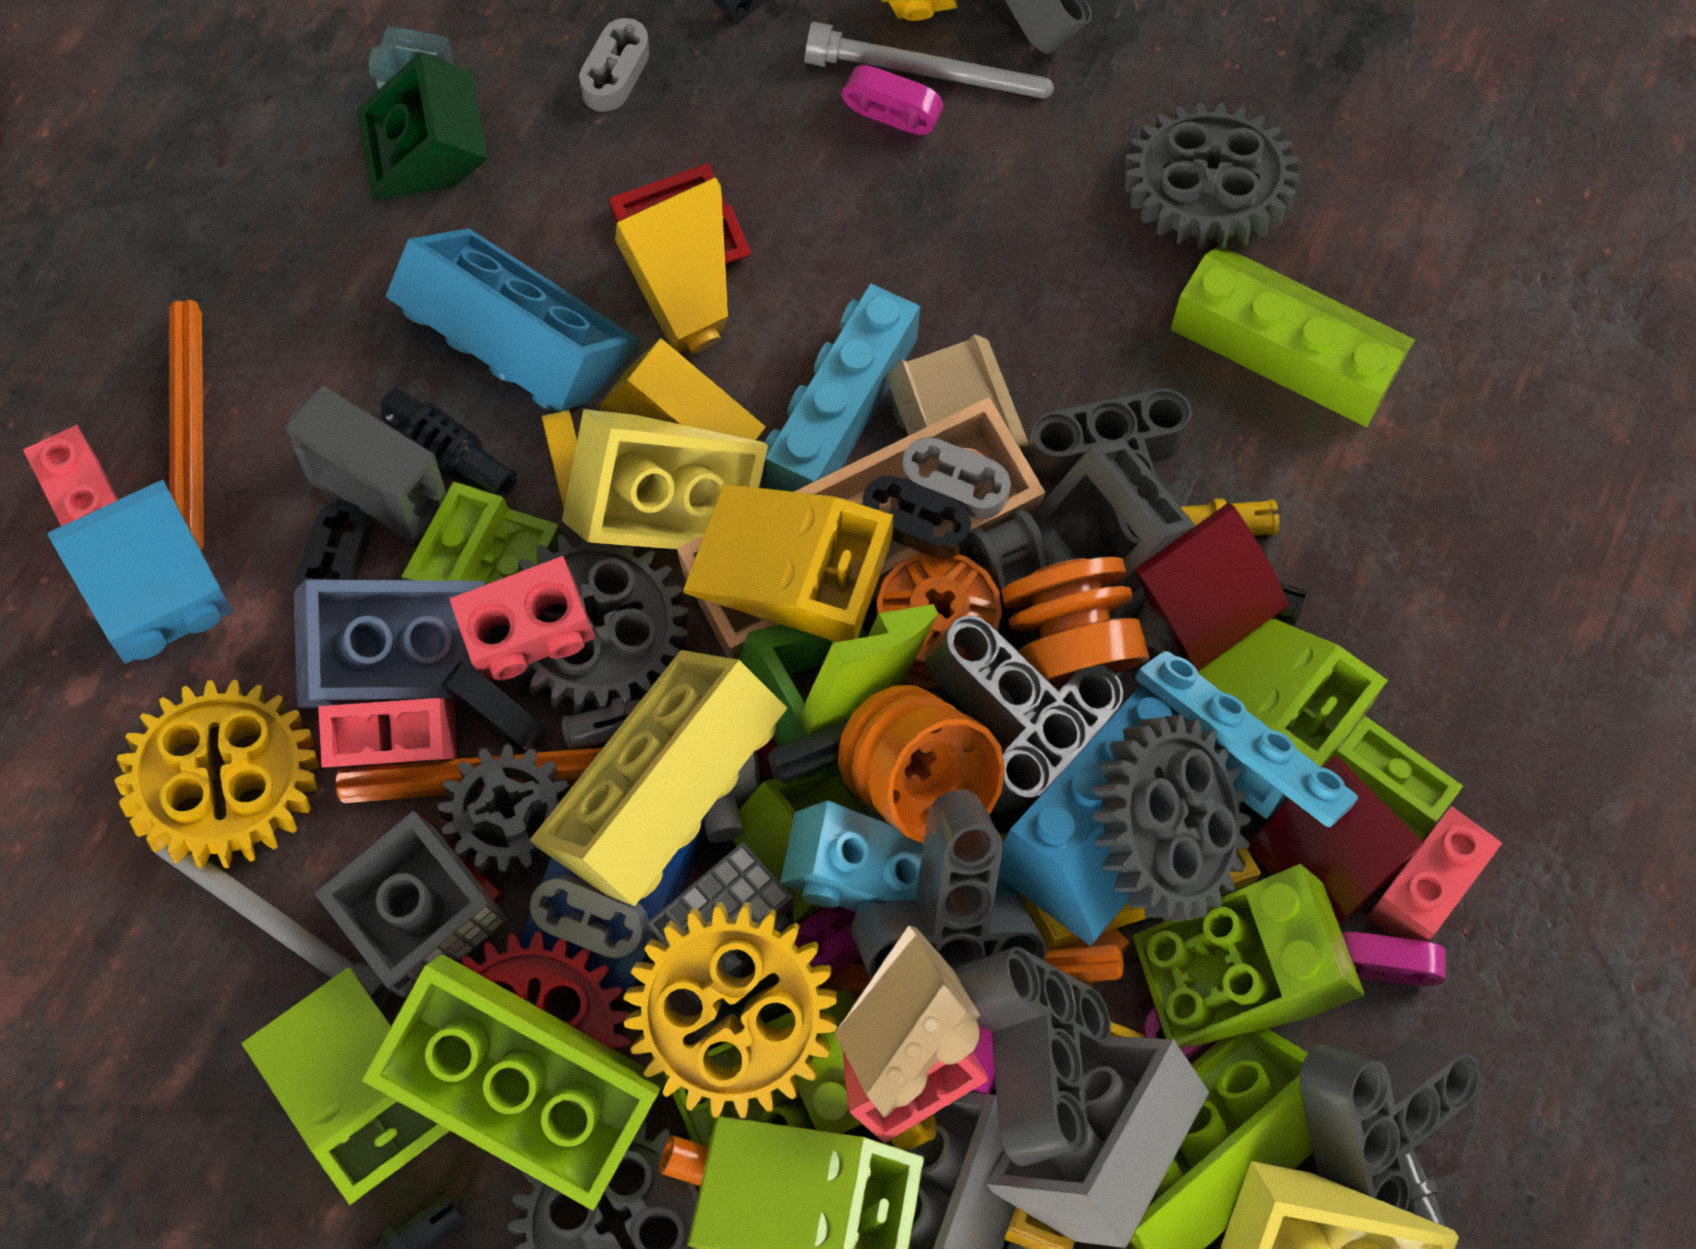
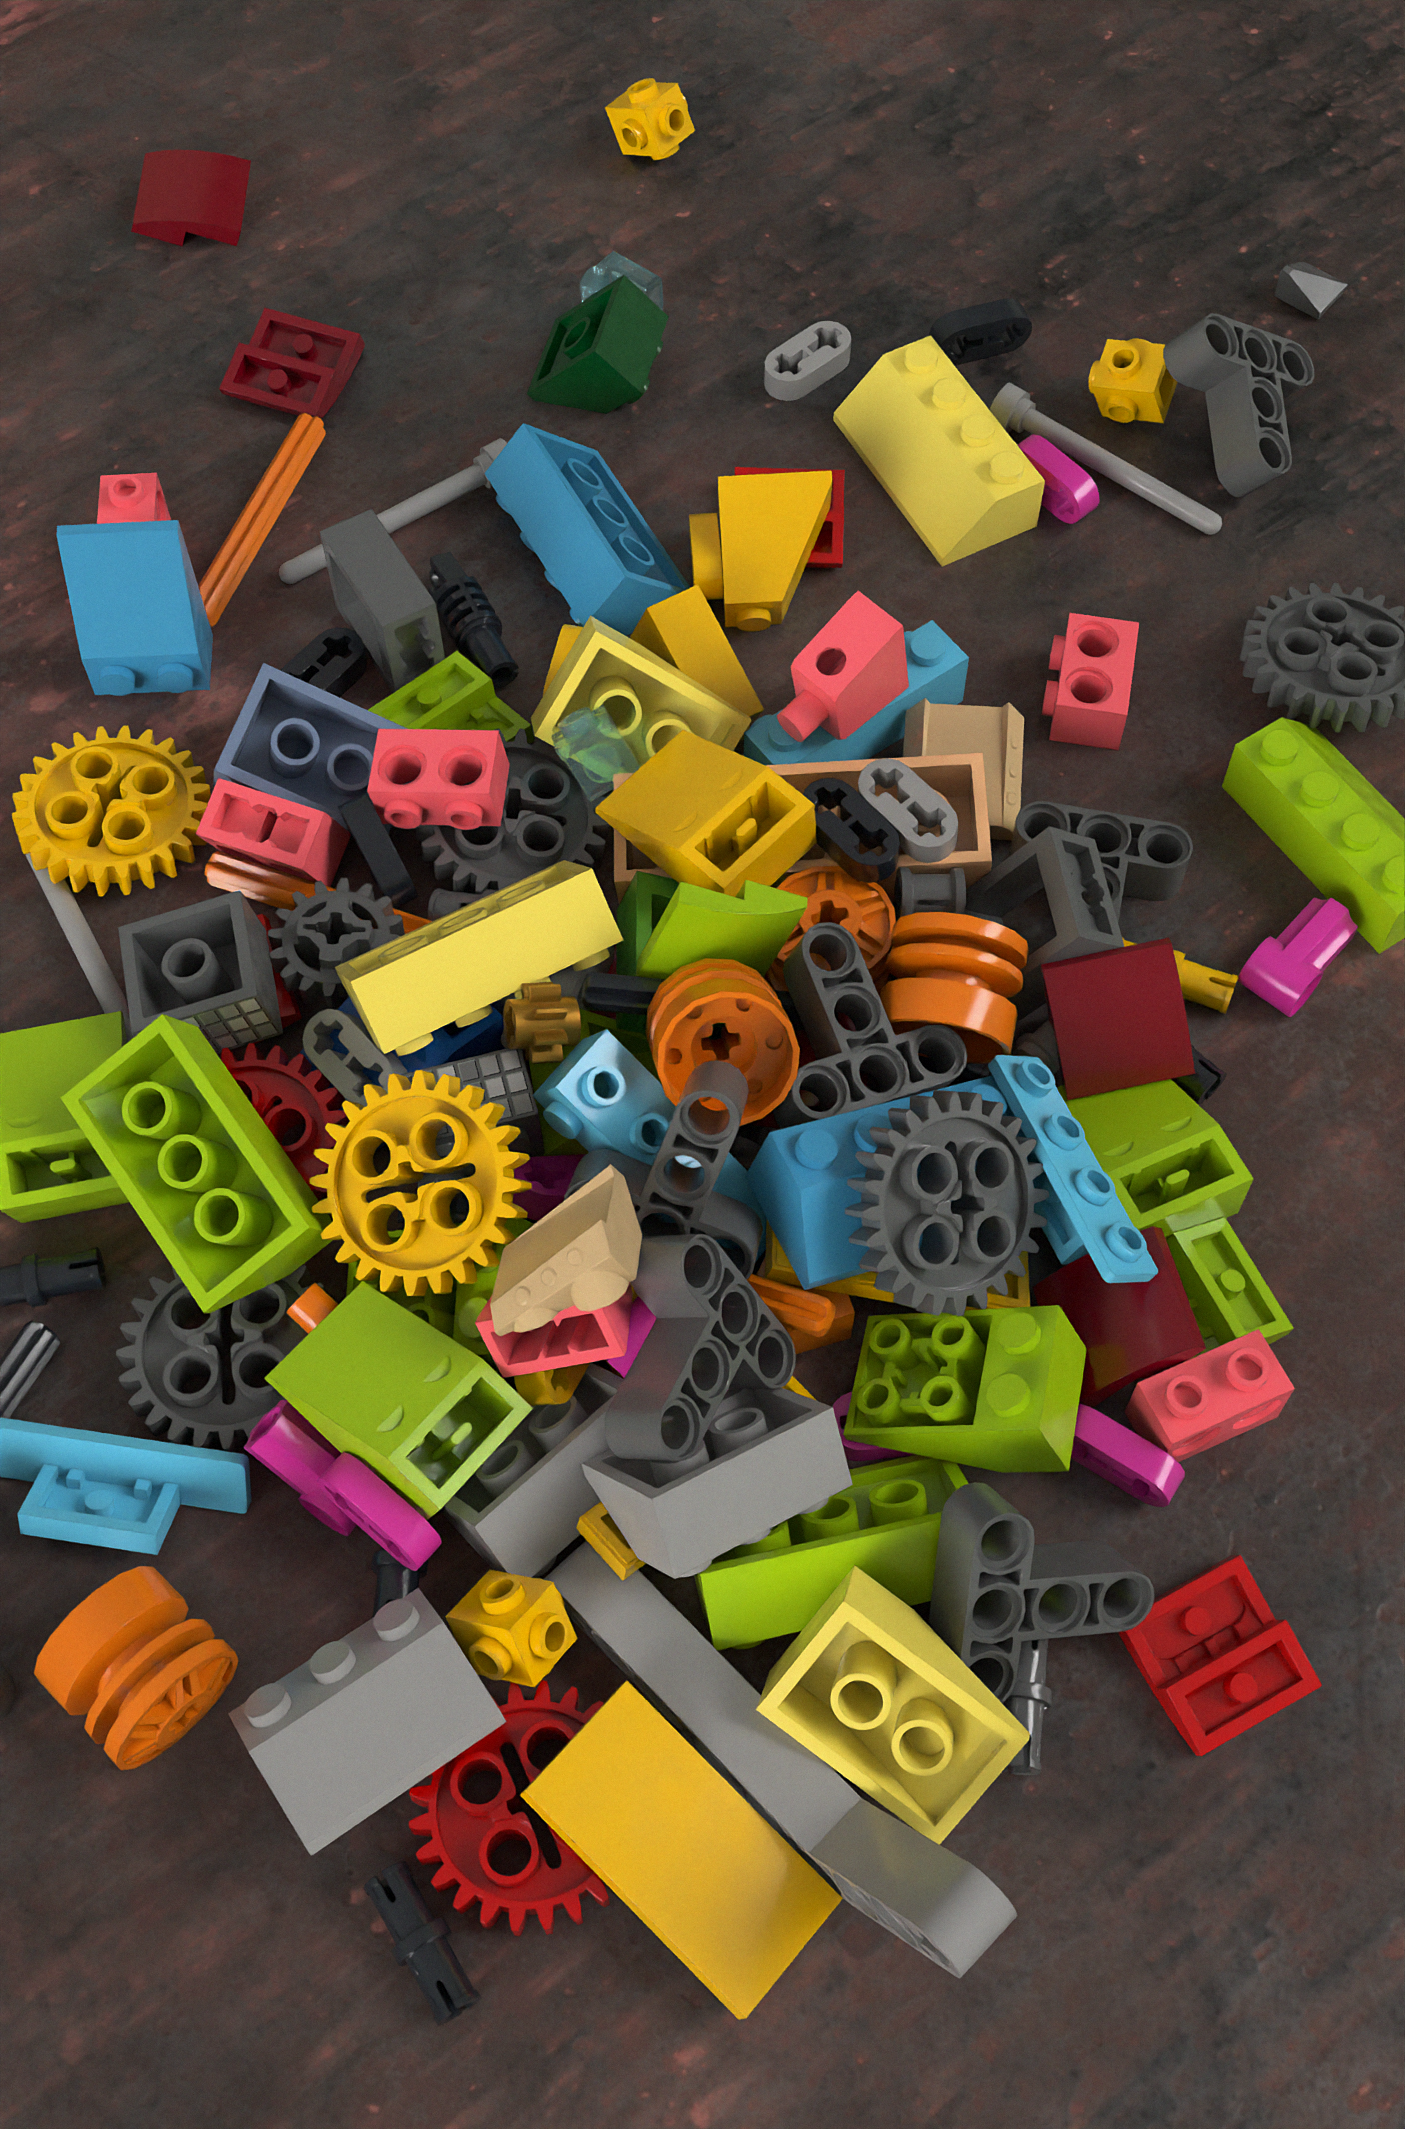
camera: 30 degrees right, 5 degrees down
(131, 254) = (293, 364): none -> dark red slope
(377, 283) = (407, 510): none -> light grey piece
(630, 297) = (706, 554): none -> yellow beam
(648, 533) = (593, 750): none -> clear light blue bracket
(755, 814) = (542, 1022): none -> pearl gold gear
(782, 112) = (940, 452): none -> light yellow slope
(841, 373) = (847, 672): none -> coral torso
(1033, 278) = (1093, 681): none -> coral brick
(1310, 470) = (1292, 965): none -> dark pink piece
(1541, 1086) = (1219, 1656): none -> red slope

